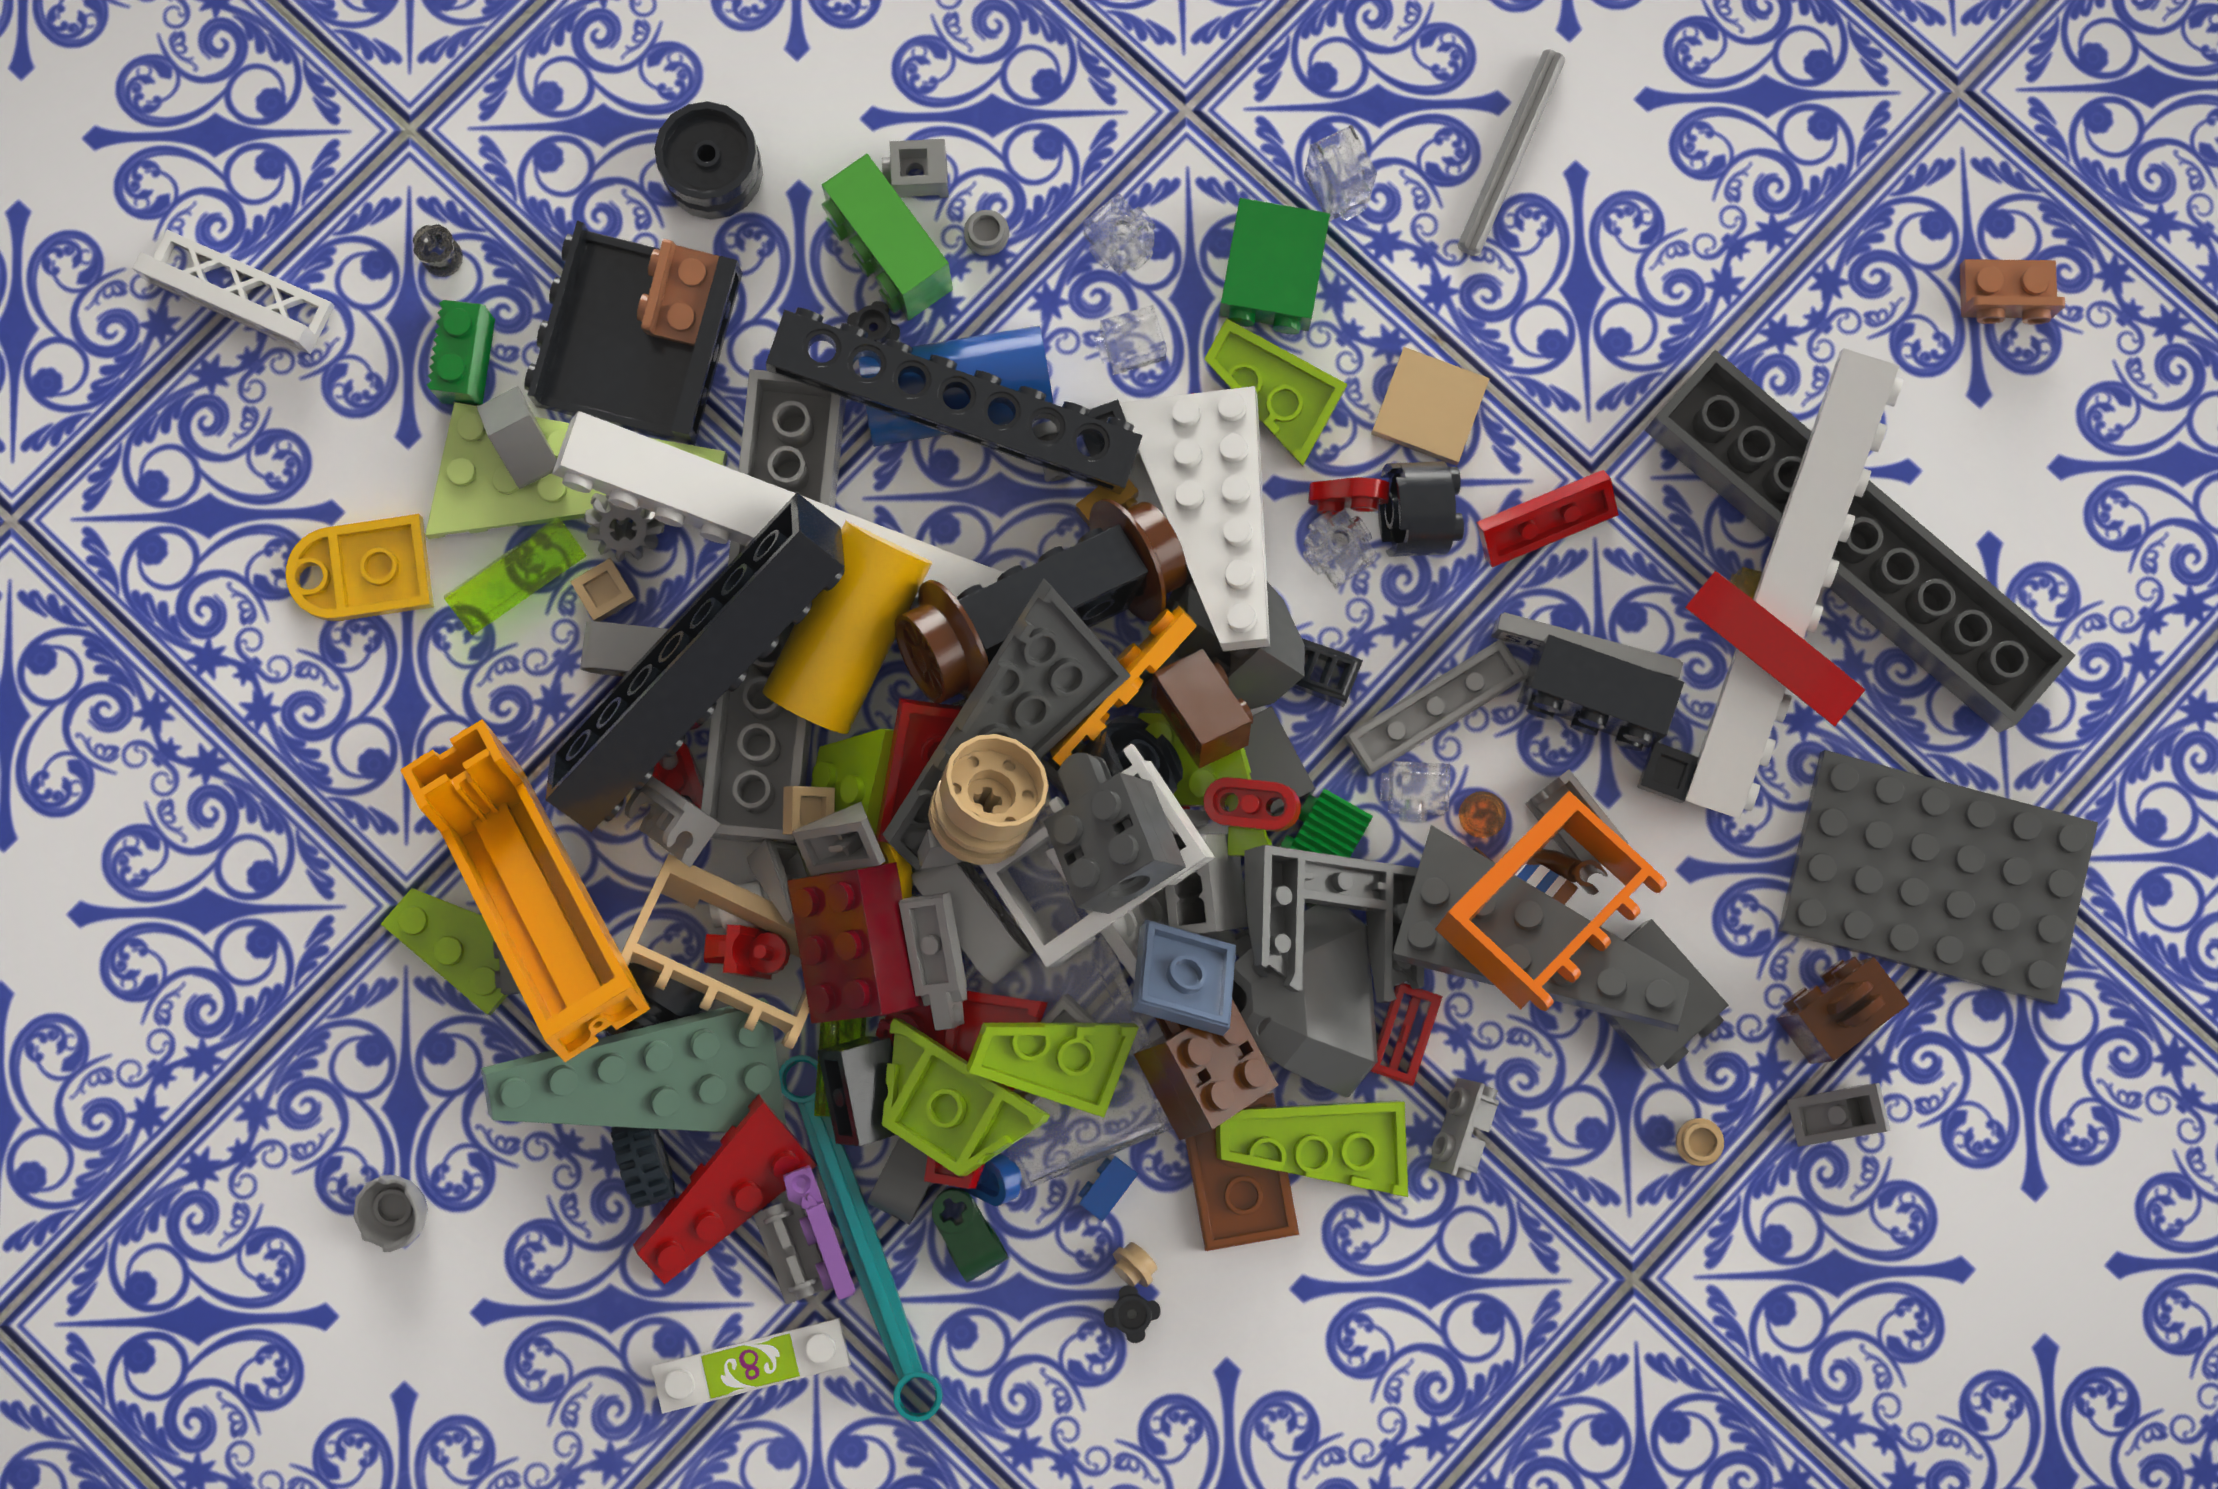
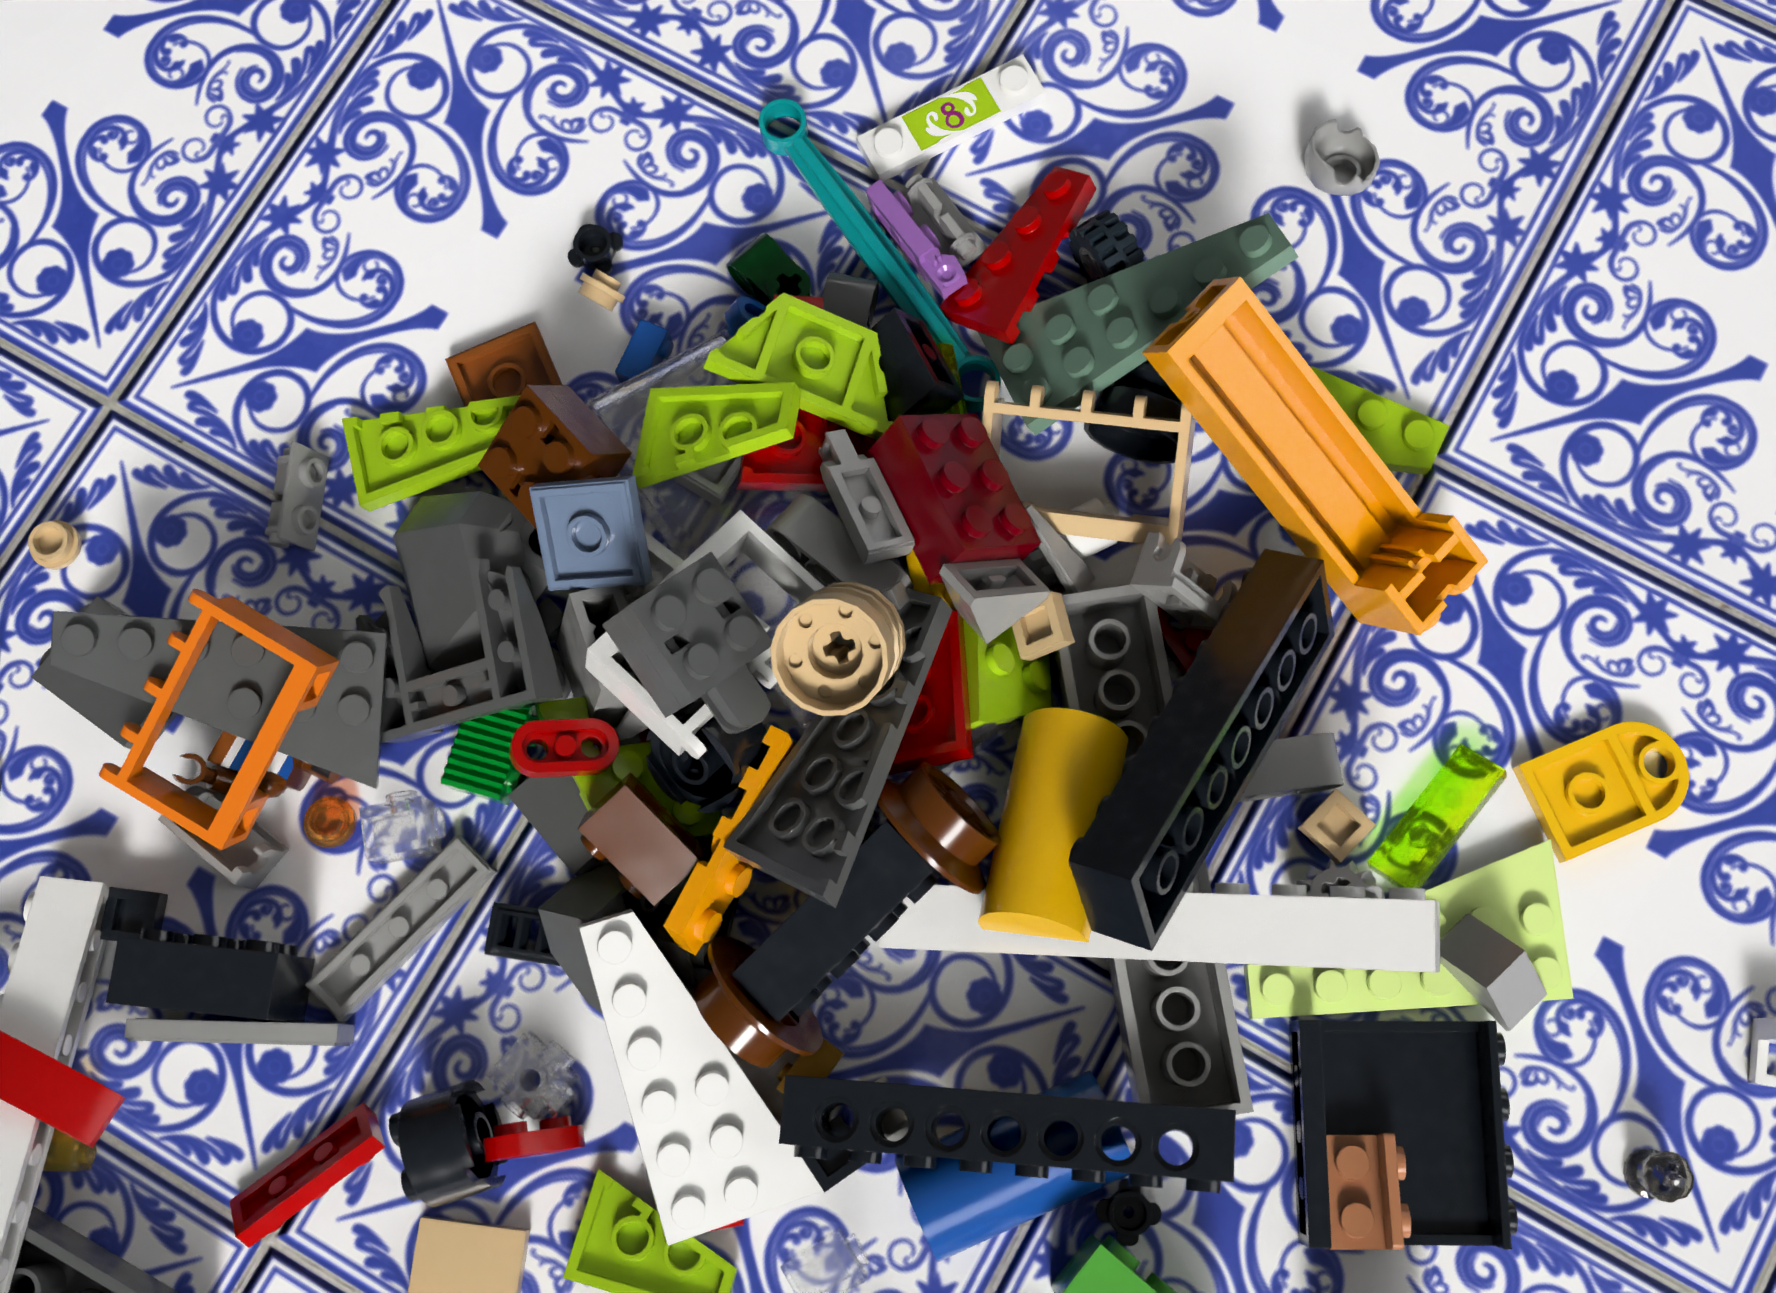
camera: 175 degrees right, 5 degrees down
(461, 353) = (1587, 1056): green brick -> none
(747, 952) = (1066, 478): red hips -> none
(1416, 995) = (357, 570): red tile -> none

